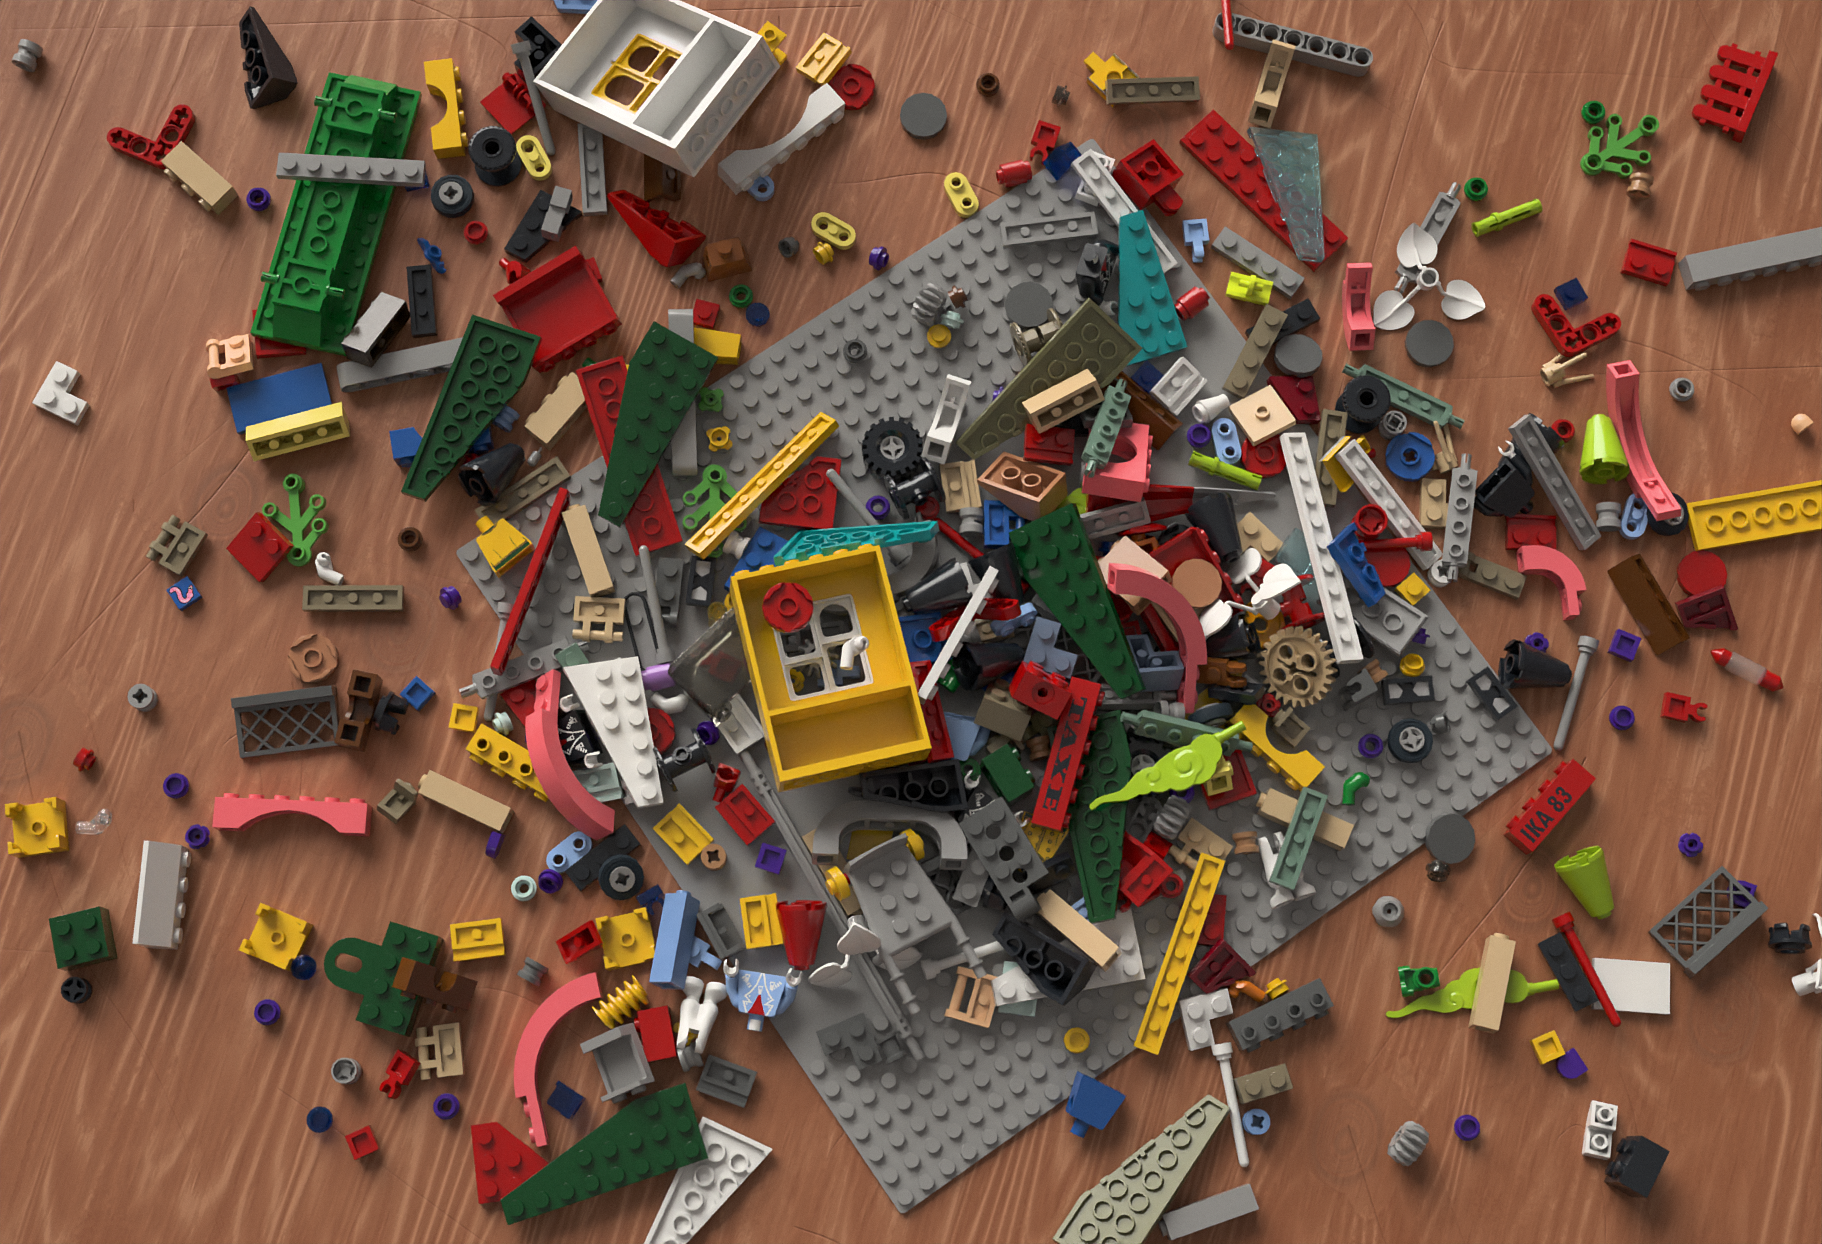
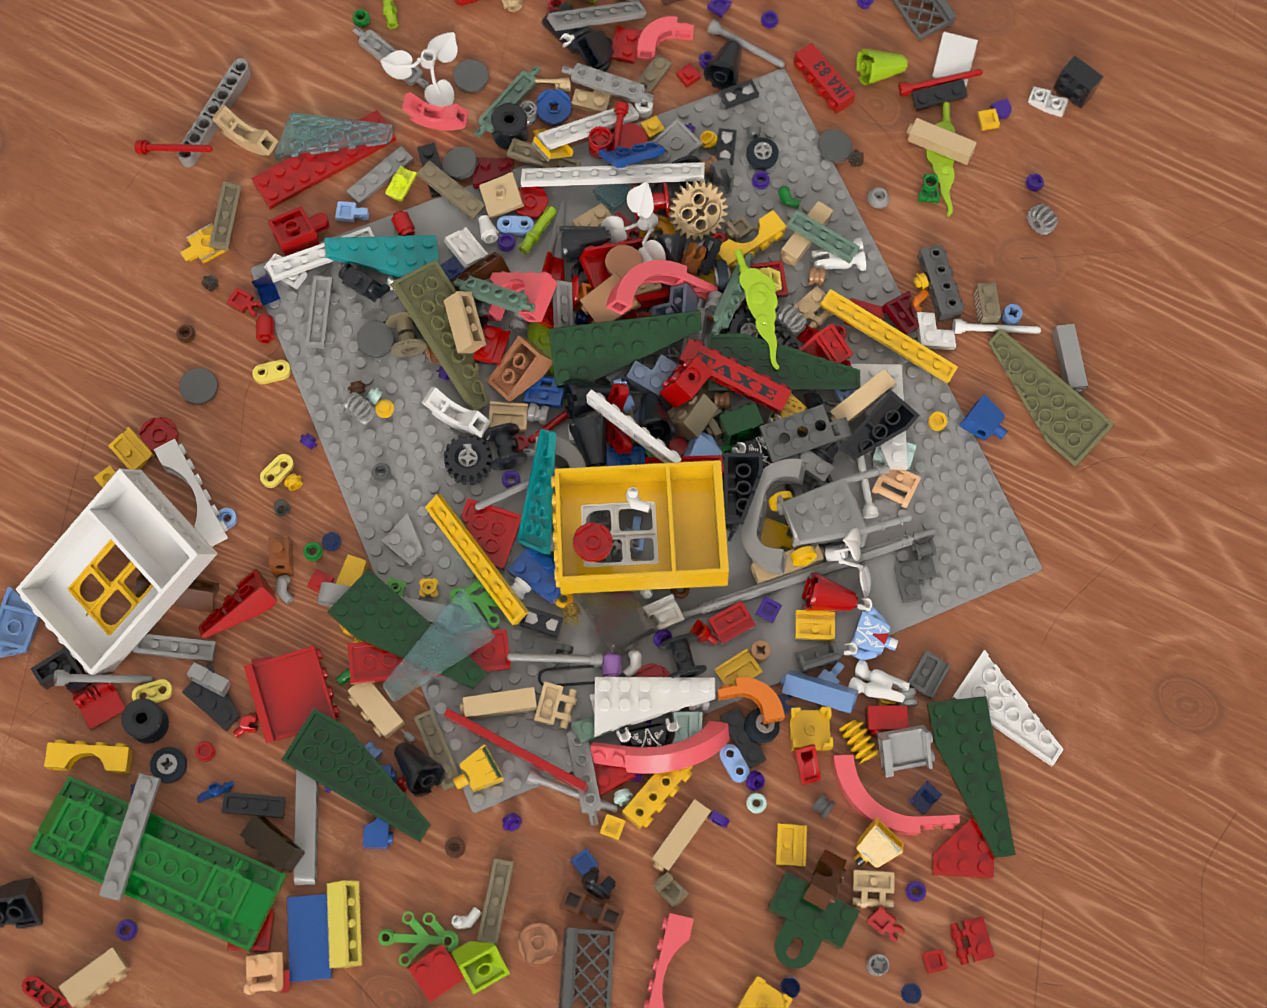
camera: 80 degrees left, 5 degrees down
(274, 593) = (480, 964): none -> lime slope
(399, 1195) = (977, 938): none -> red plate
(492, 1047) = (877, 845): none -> yellow torso
(645, 469) = (448, 640): none -> clear light blue wing
(653, 865) = (757, 691): none -> orange arch
(772, 397) = (404, 541): none -> light grey wing
(965, 704) = (678, 445): none -> red tile
(1506, 623) = (688, 75): none -> red plate

